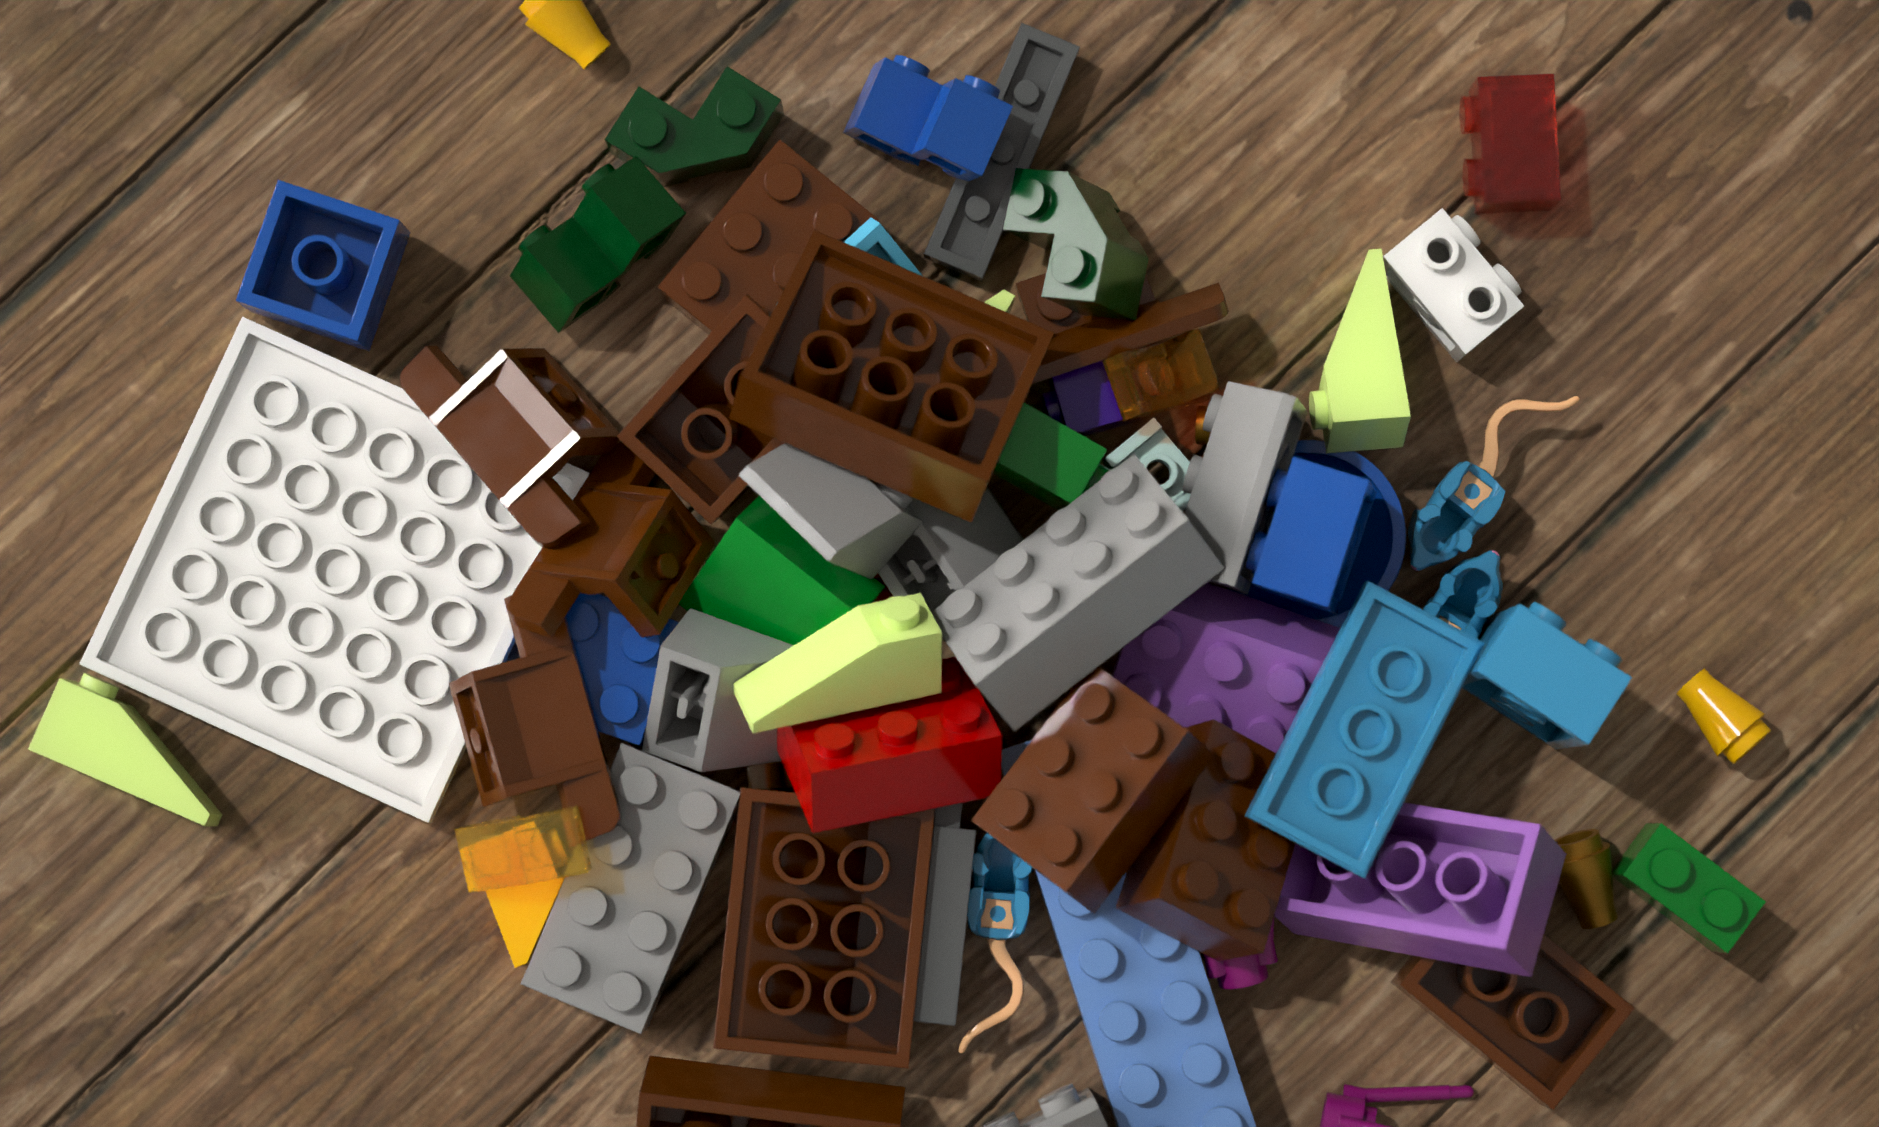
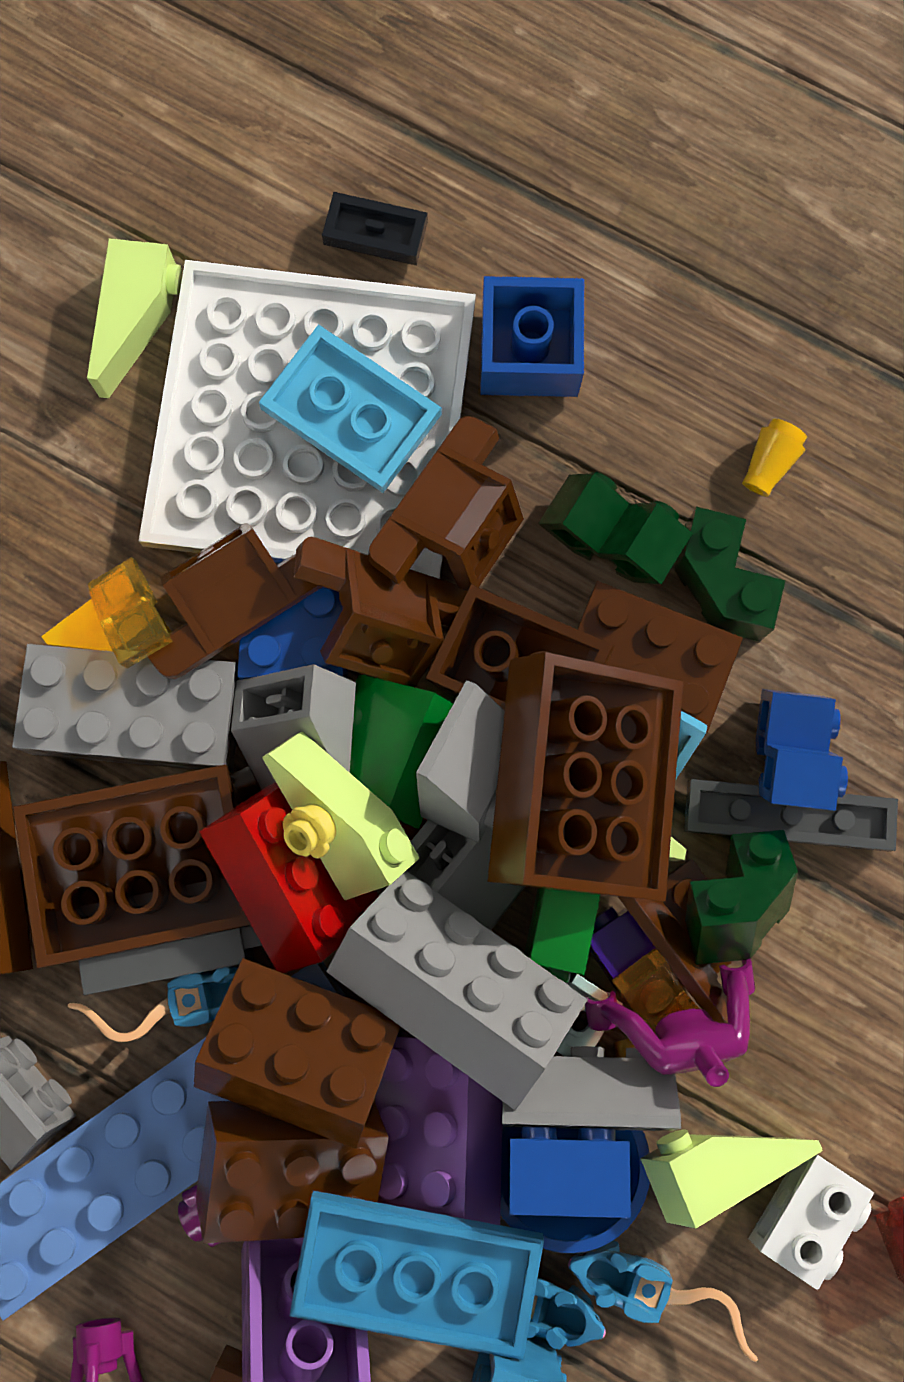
camera: 70 degrees right, 5 degrees down
(110, 414) = (375, 228): none -> black plate
(347, 514) = (350, 408): none -> medium azure plate
(853, 703) = (309, 830): none -> light yellow plate
(1209, 356) = (689, 1037): none -> magenta piece

